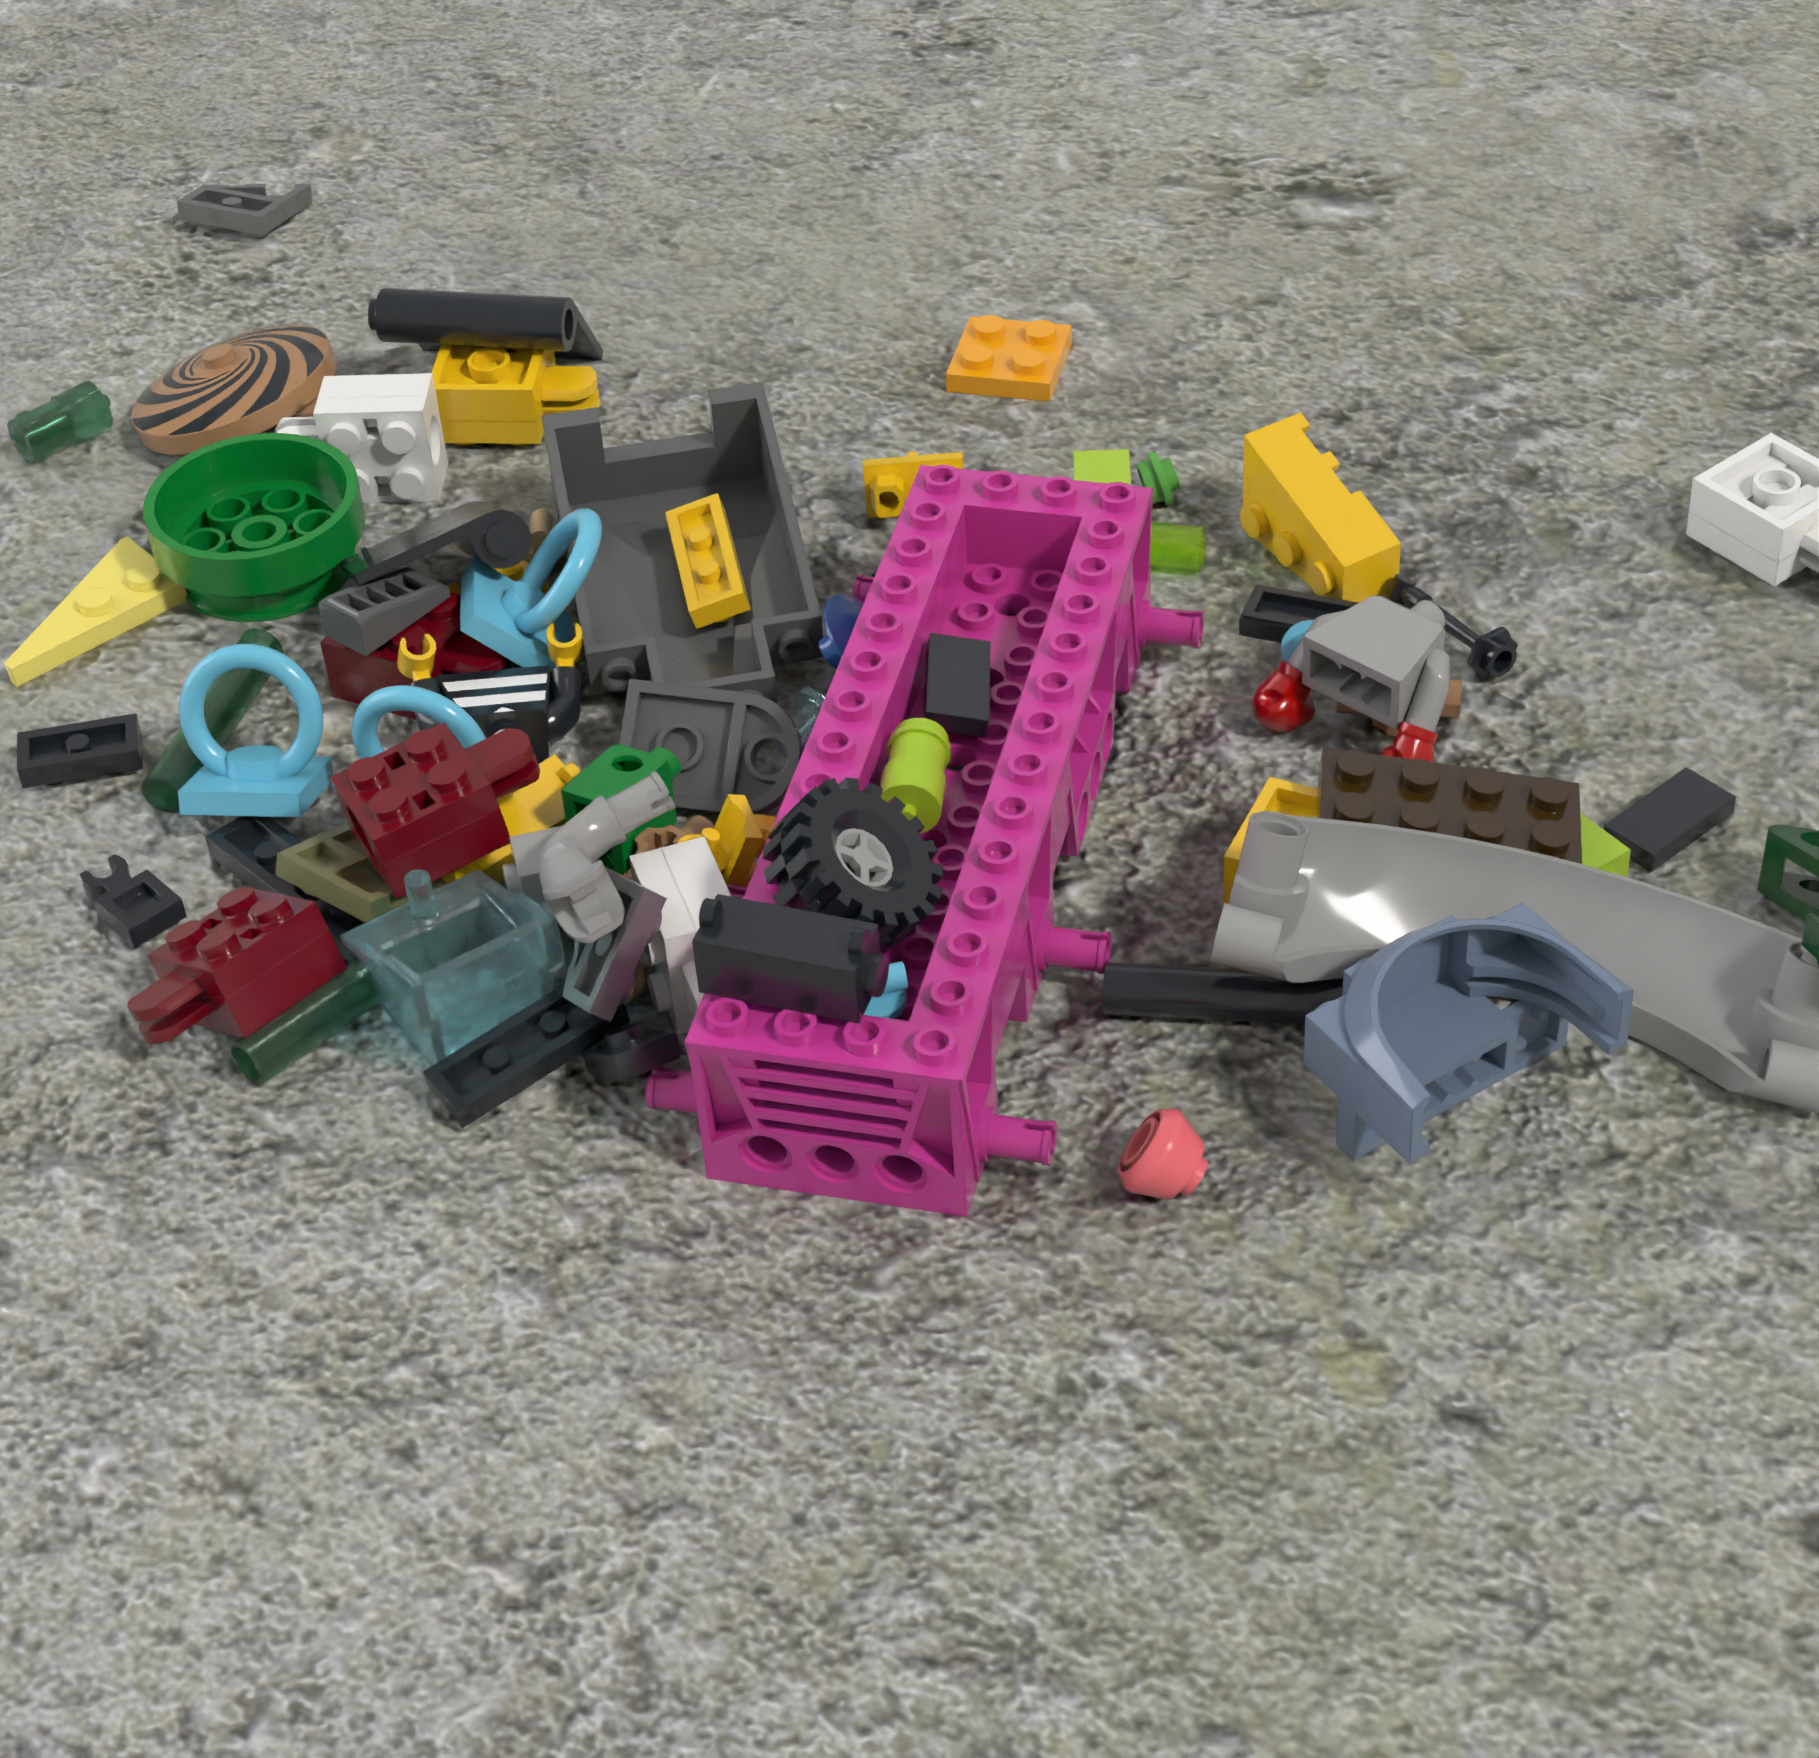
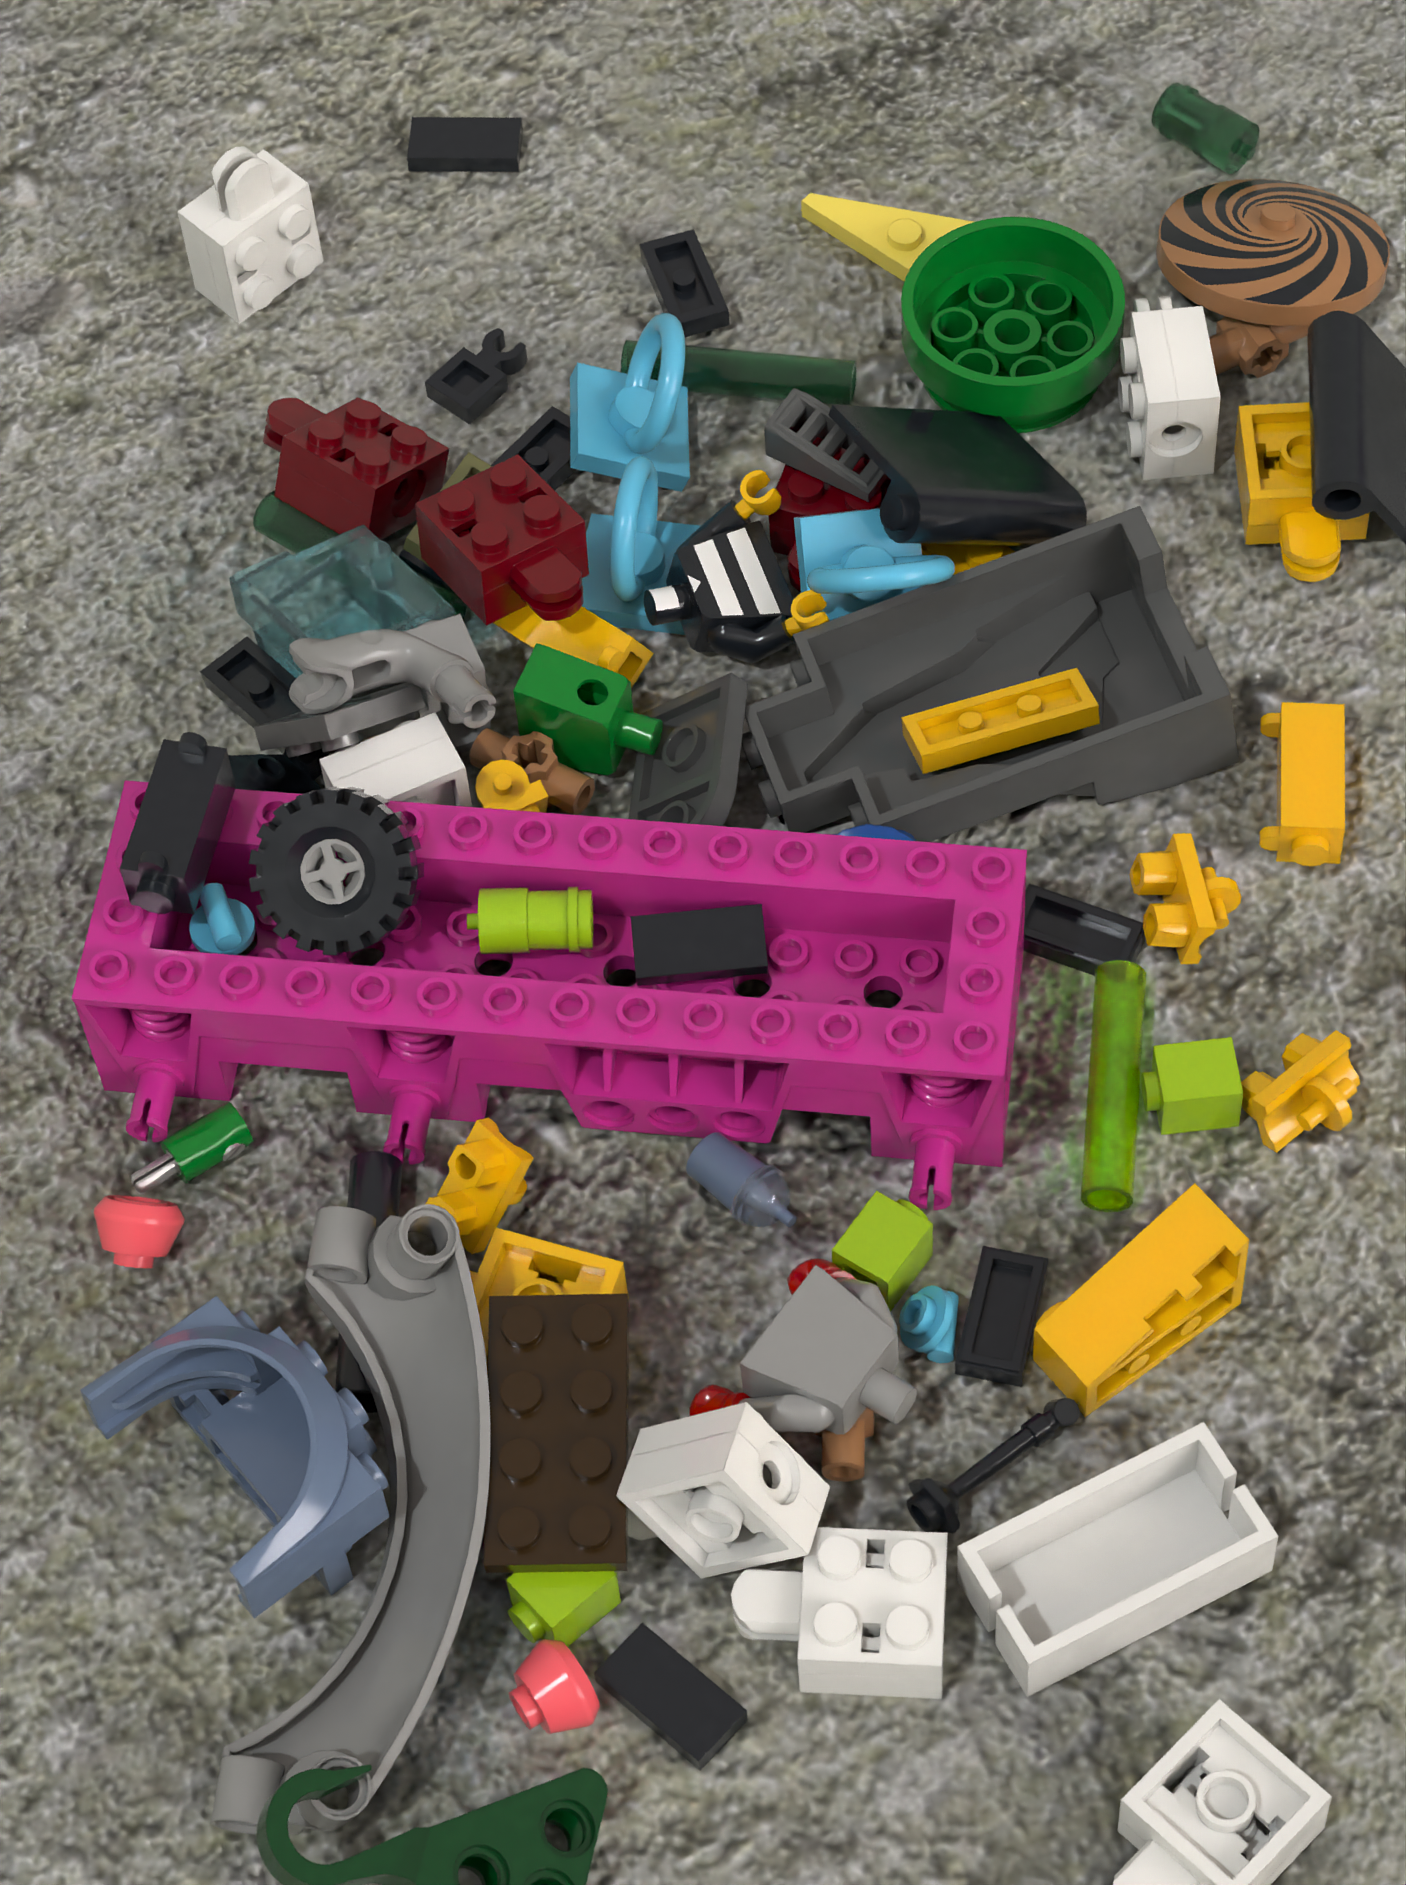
camera: 85 degrees right, 15 degrees up
(825, 415) = (1308, 783): none -> yellow brick
(1049, 1097) = (196, 1148): none -> green piece
(1126, 428) = (1307, 1093): none -> yellow hips
(1154, 897) = (482, 1182): none -> yellow hips
(1159, 476) = (1235, 1141): bright green plate -> none
(1160, 748) = (741, 1182): none -> piece
(1237, 662) = (886, 1245): none -> lime brick
(1508, 709) = (722, 1491): none -> white brick
(1556, 547) = (1115, 1558): none -> white piece
(1598, 688) = (860, 1610): none -> white brick
(1677, 862) = (553, 1690): none -> coral cone

